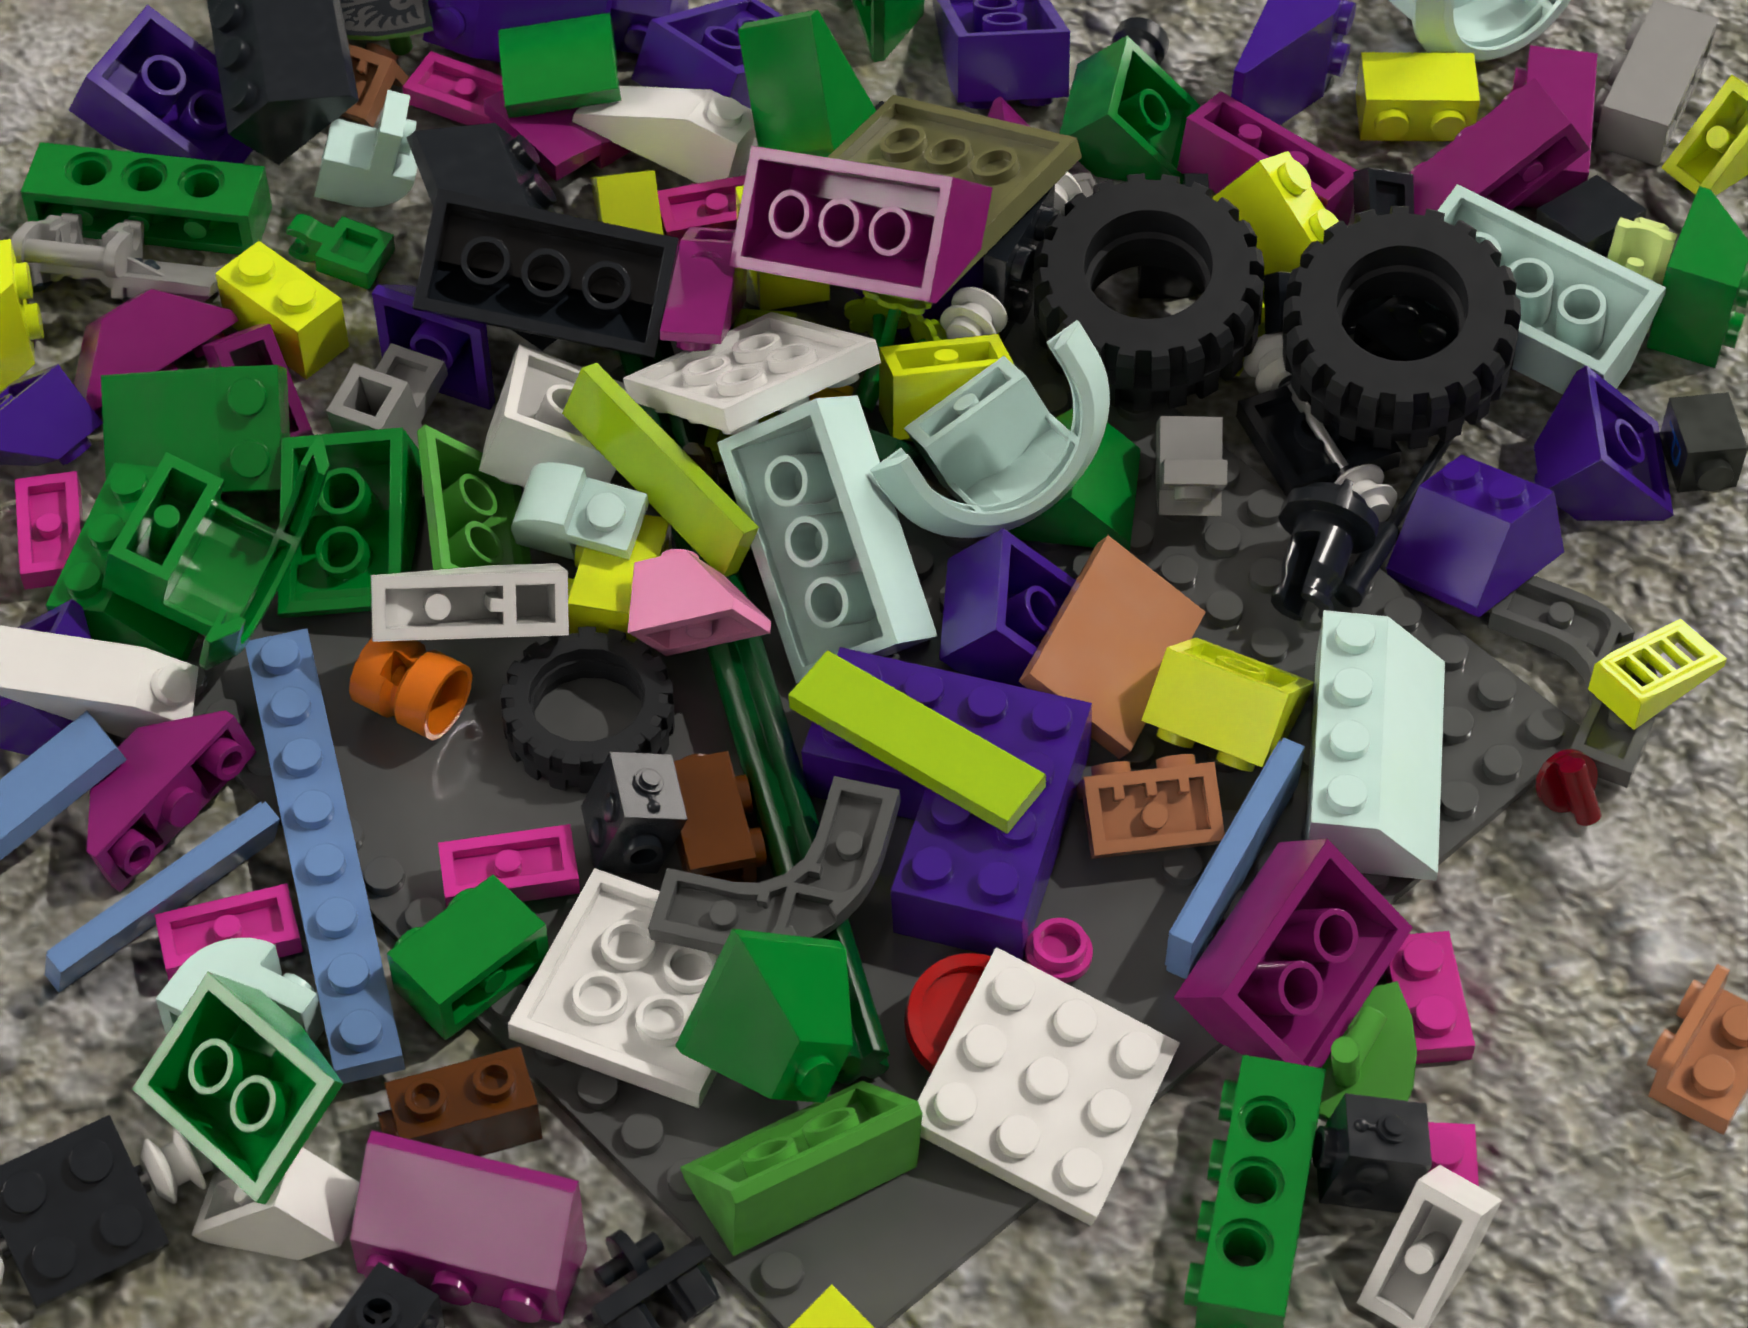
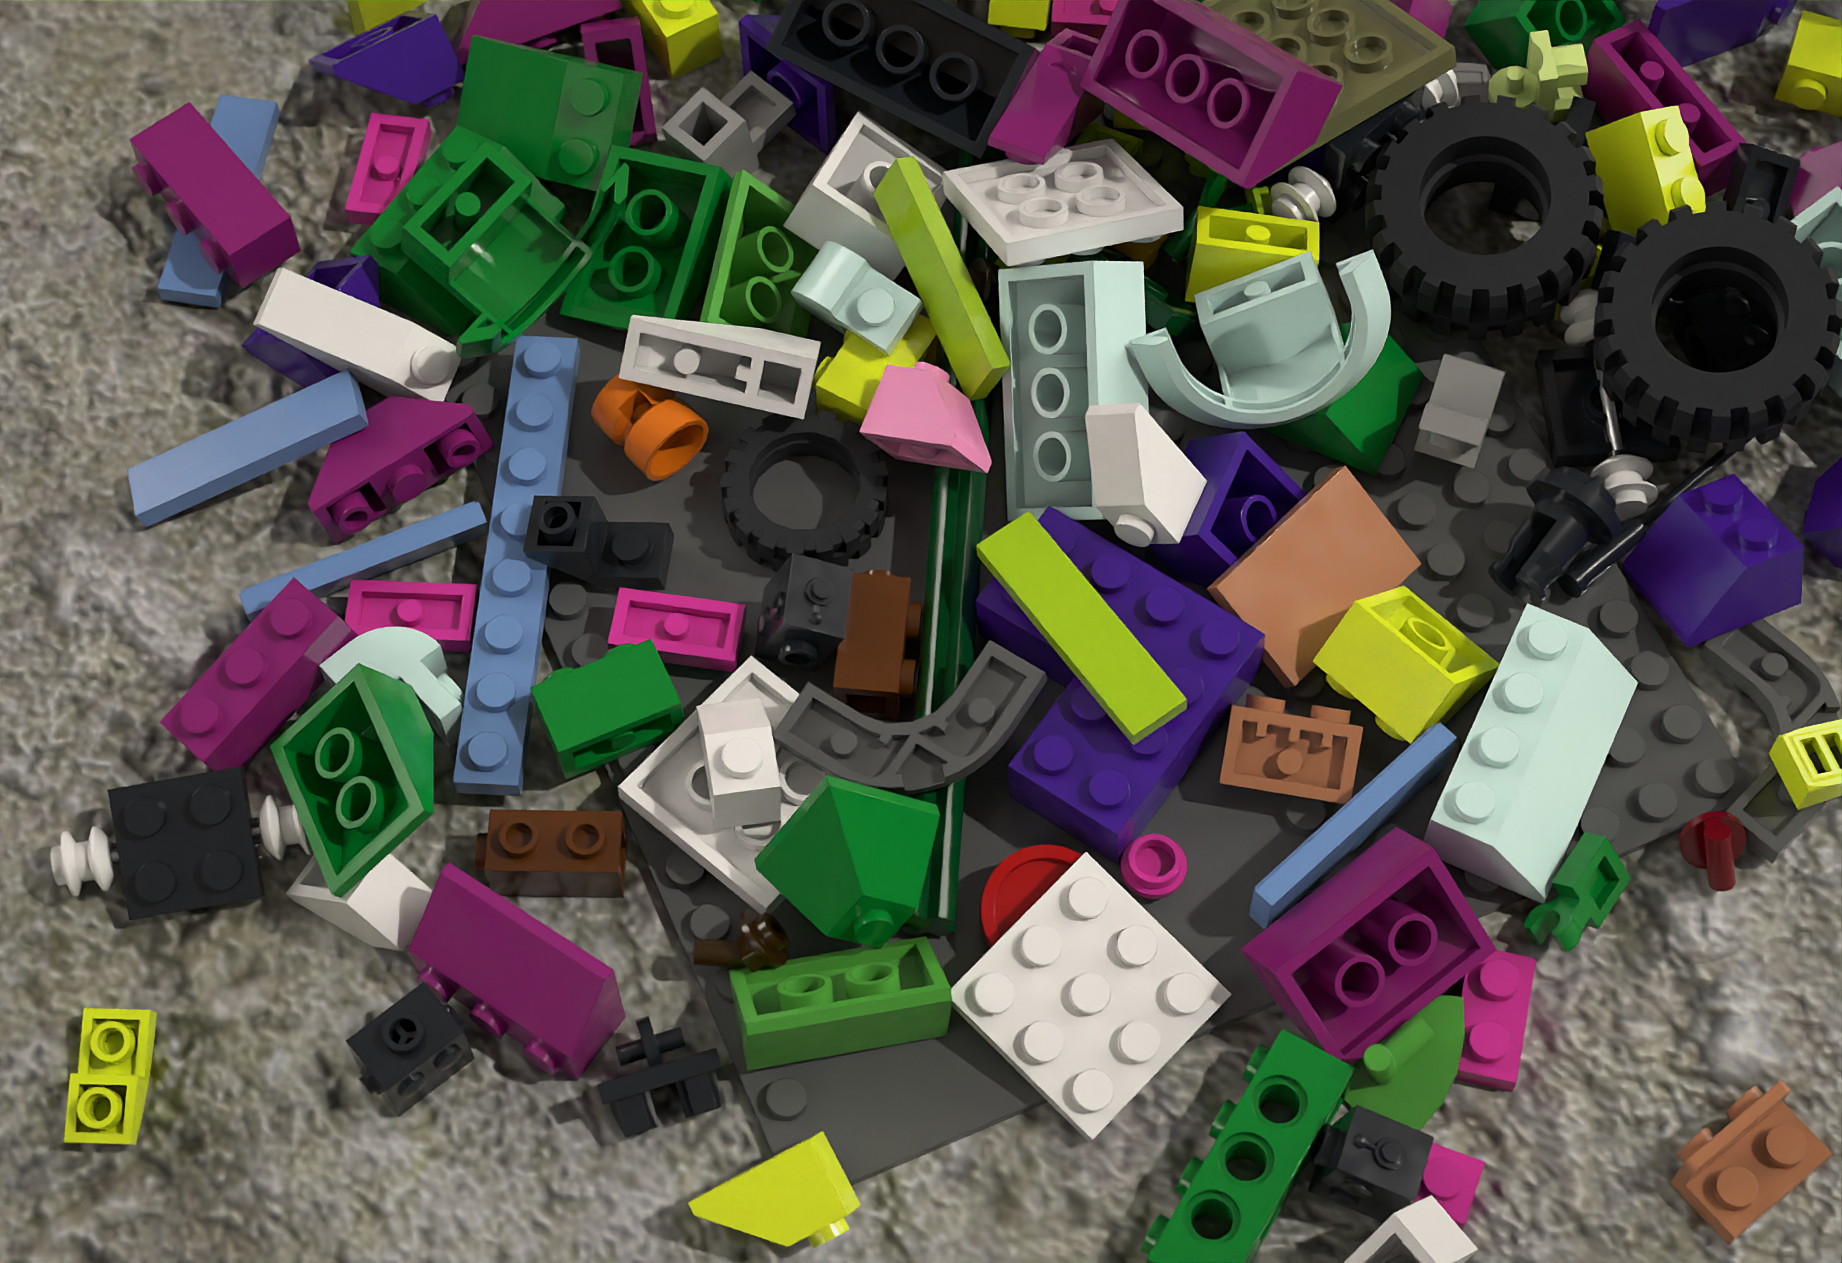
camera: 20 degrees right, 10 degrees up
(97, 1028) = (259, 680): none -> magenta brick
(374, 811) = (579, 541): none -> black slope
(627, 964) = (740, 763): none -> white slope
(700, 1132) = (758, 944): none -> dark brown plate
(921, 589) = (1140, 475): none -> white slope
(1154, 153) = (1548, 80): none -> yellowish green hips
(1472, 853) = (1587, 891): none -> green plate

